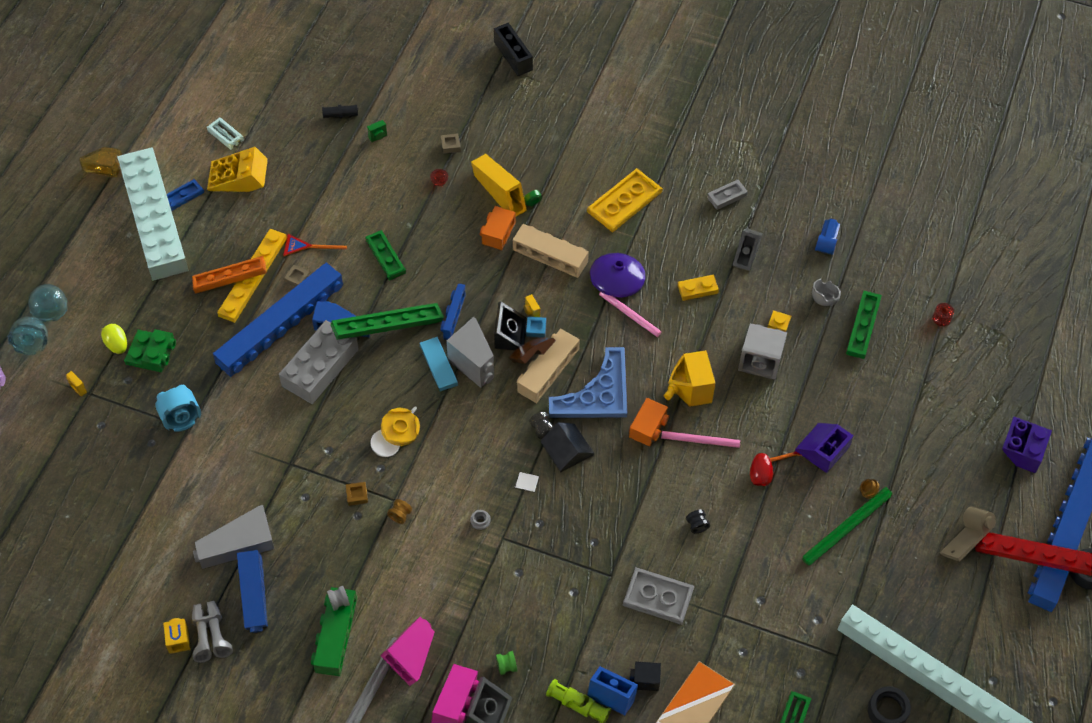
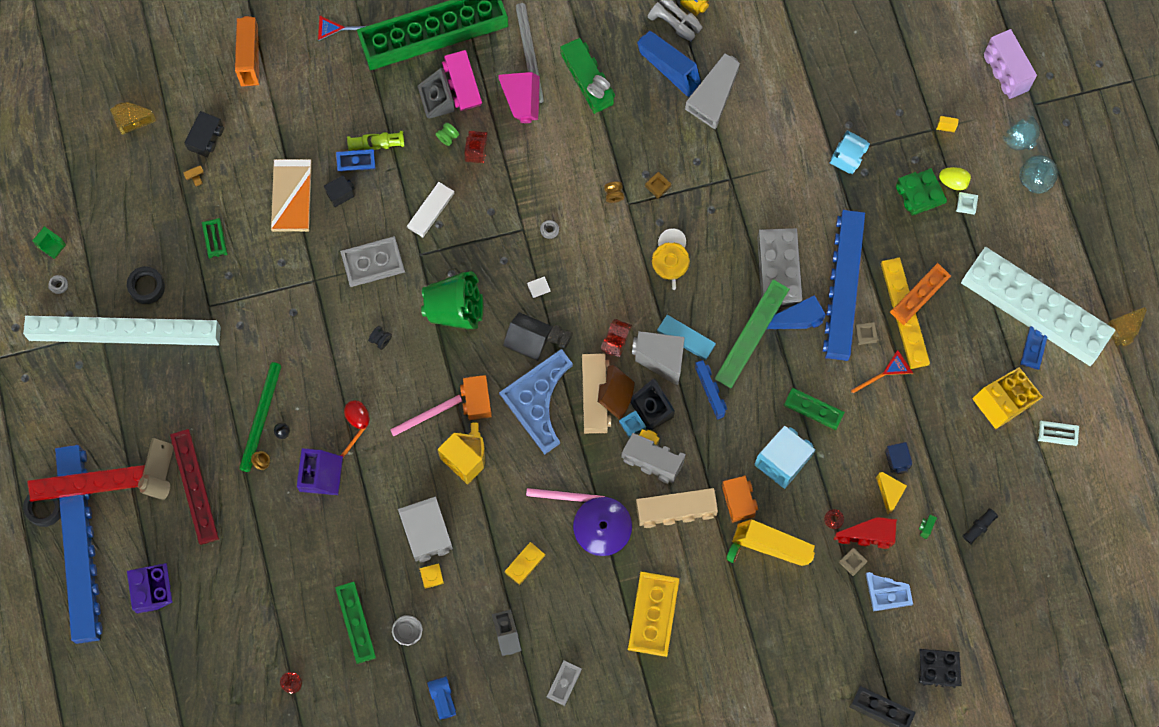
camera: 145 degrees right, 15 degrees up
(124, 319) = (967, 203): none -> light aqua tile
(355, 183) = (898, 458): none -> dark blue brick
(382, 165) = (890, 490): none -> yellow slope
(419, 151) = (874, 531): none -> red slope
(439, 230) = (784, 456): none -> medium azure slope
(444, 112) = (887, 593): none -> light blue wing
(450, 52) = (940, 668): none -> black hinge
(493, 626) = (476, 147): none -> clear red brick
(499, 393) = (616, 338): none -> clear red brick
(537, 281) = (653, 458): none -> light grey wedge
(572, 607) = (430, 209): none -> white tile
(615, 500) = (454, 301): none -> green cone
(835, 507) = (282, 434): none -> black hinge
(941, 504) = (194, 487): none -> dark red plate

